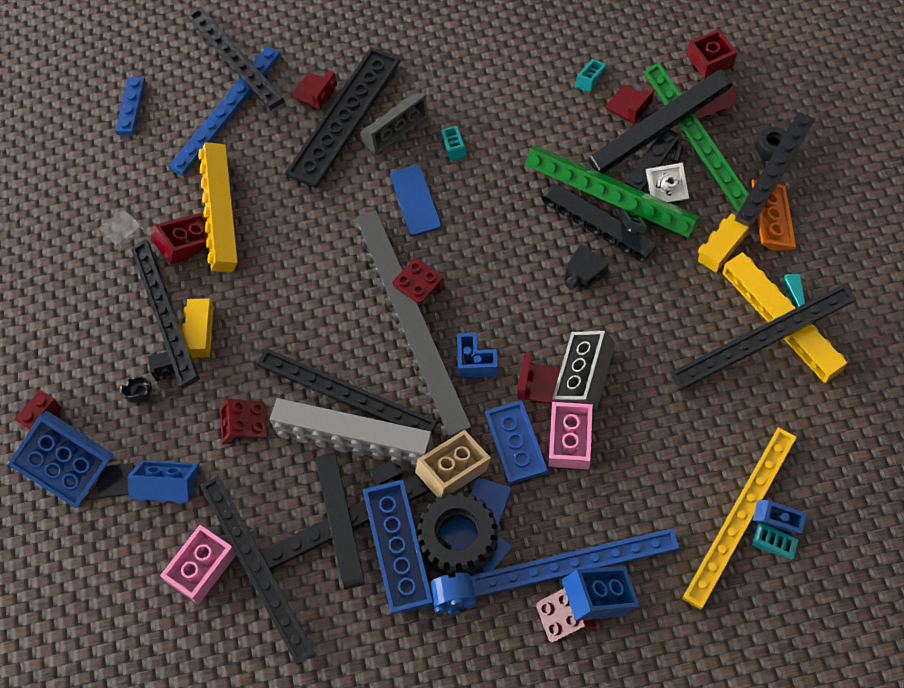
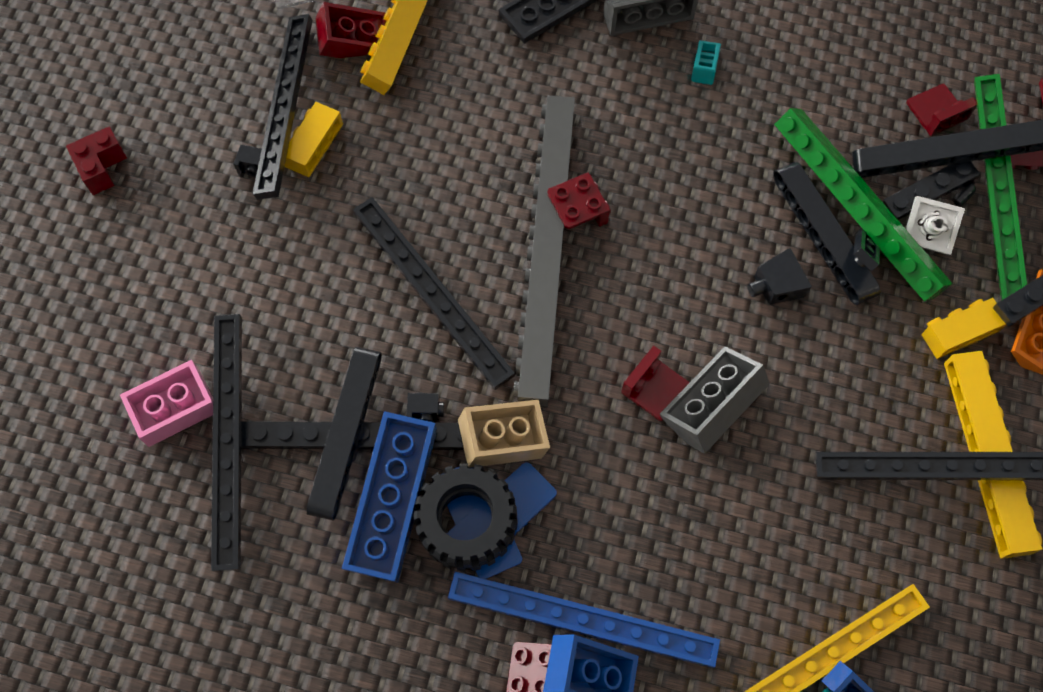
camera: 20 degrees right, 5 degrees up
(60, 459) = (89, 212): blue slope -> none
(114, 480) = (138, 265): black piece -> none
(136, 390) = (211, 176): black hair -> none
(163, 481) = (184, 290): blue slope -> none
(242, 419) = (305, 265): dark red bracket -> none
(350, 432) = (410, 338): light grey brick -> none
(415, 200) = (627, 108): blue piece -> none
(452, 593) = (423, 583): blue brick -> none
(475, 362) = (592, 326): blue brick -> none
(515, 442) = (591, 443): blue plate -> none
(570, 435) = (657, 467): bright pink brick -> none
(589, 76) = (907, 55): teal slope -> none
(793, 287) = (1022, 427): teal slope -> none

